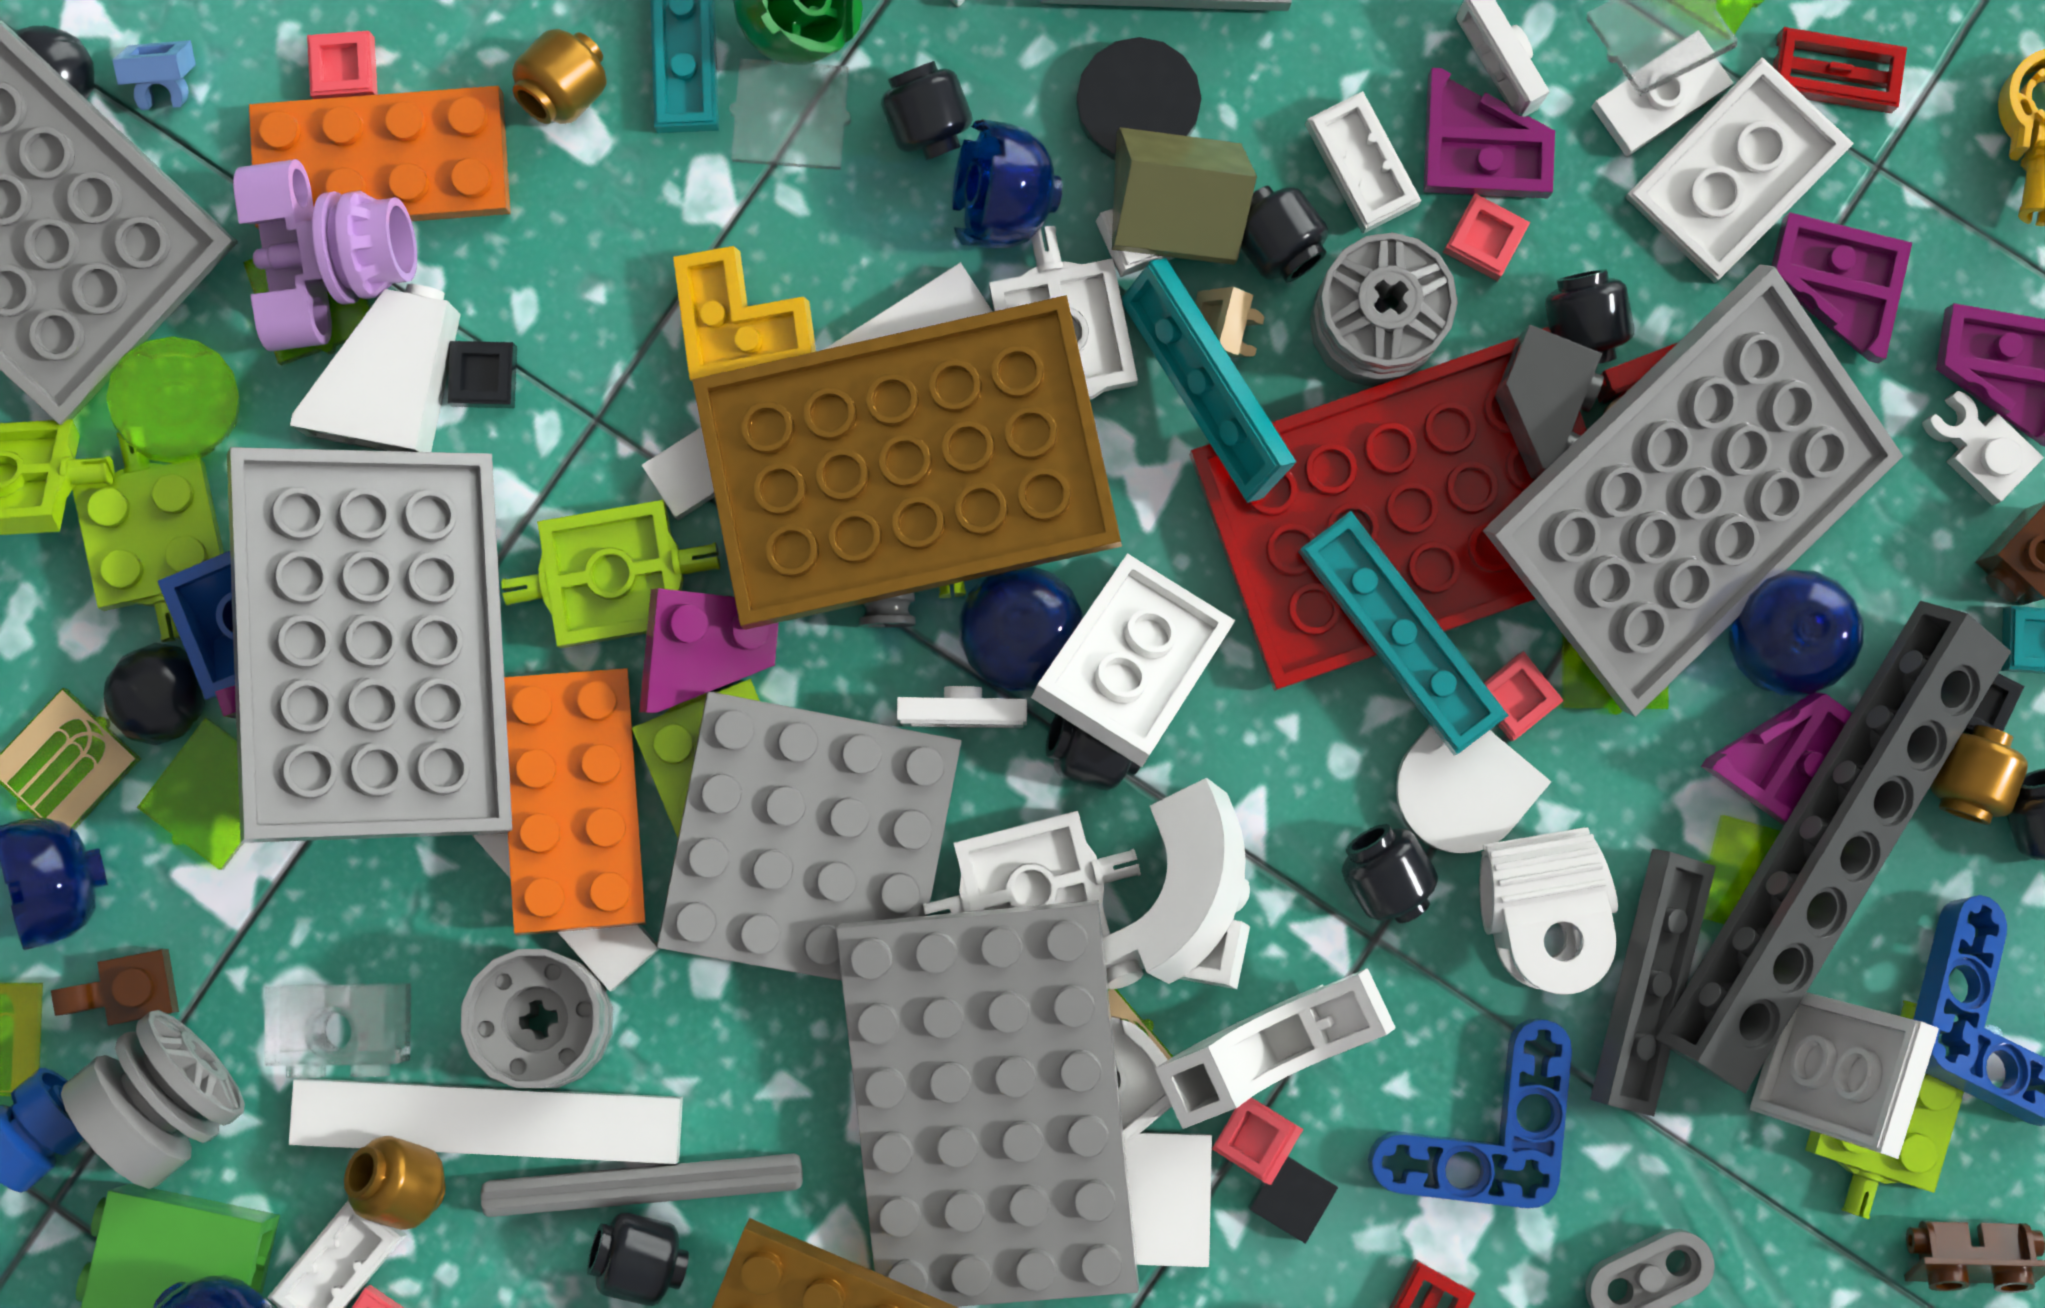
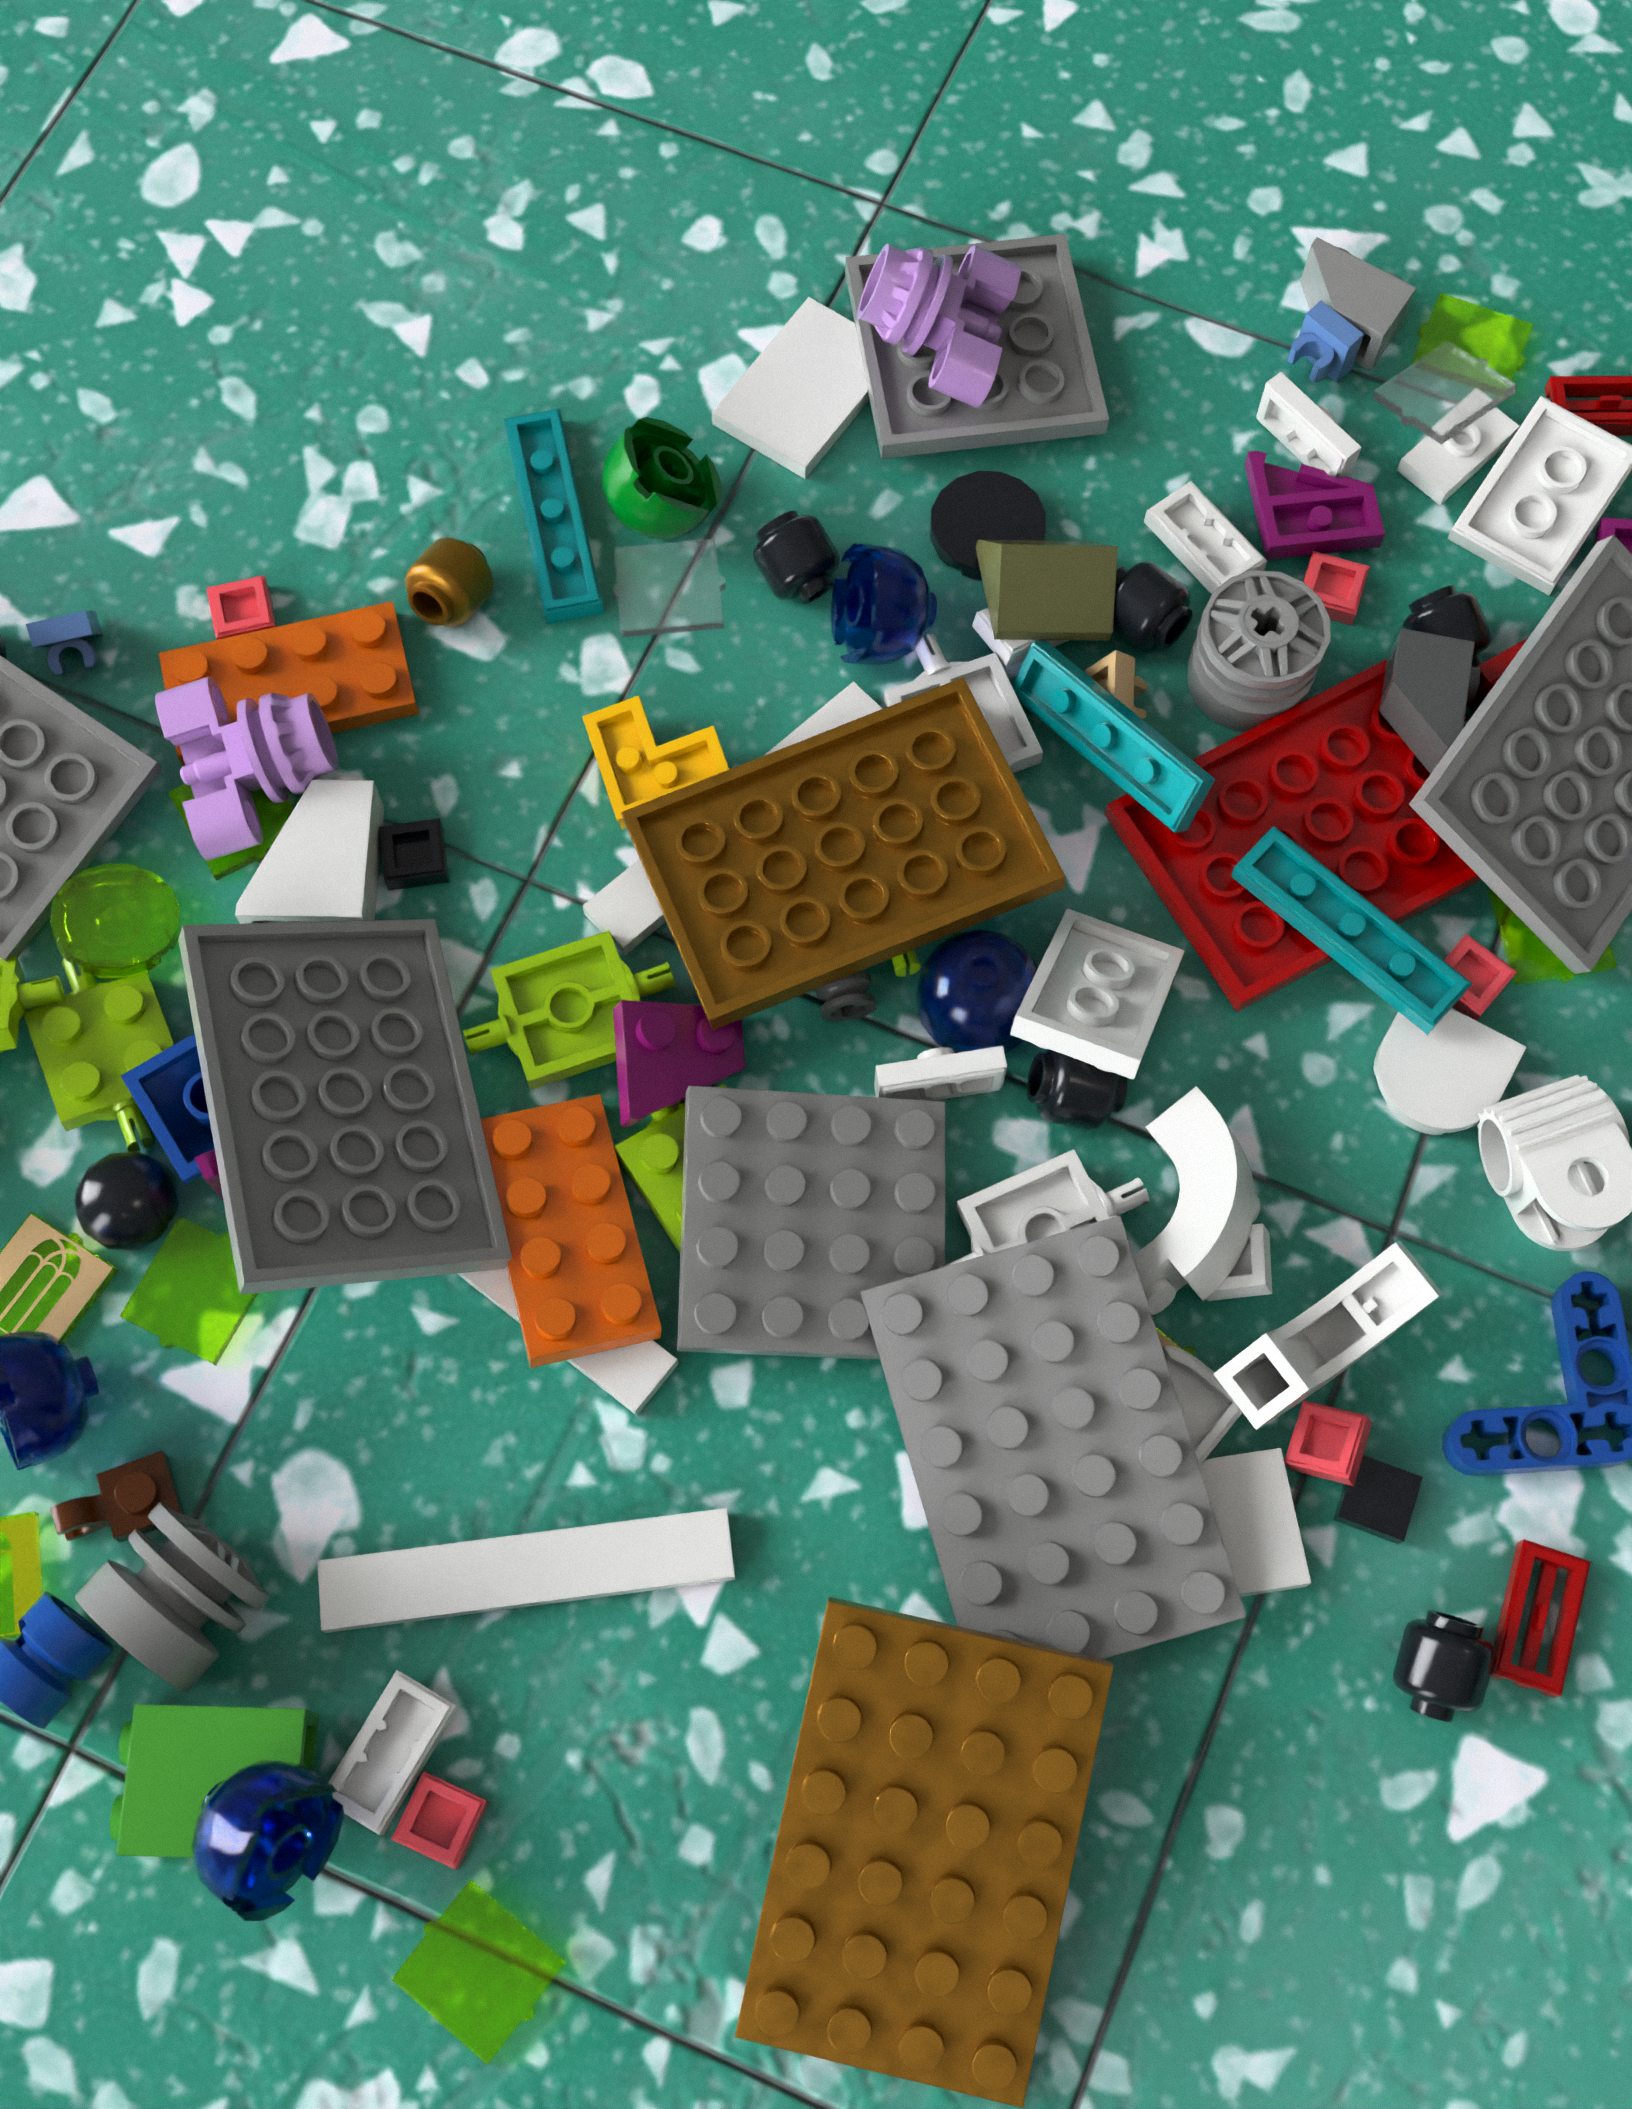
camera: 10 degrees left, 15 degrees down
(298, 1021) = (318, 1482): clear brick -> none
(395, 1182) = (441, 1644): pearl gold head -> none
(508, 995) = (559, 1404): light grey wheel -> none
(637, 1259) = (711, 1682): black head -> none
(641, 1185) = (700, 1607): light grey axle -> none
(1389, 874) = (1394, 1157): black head -> none

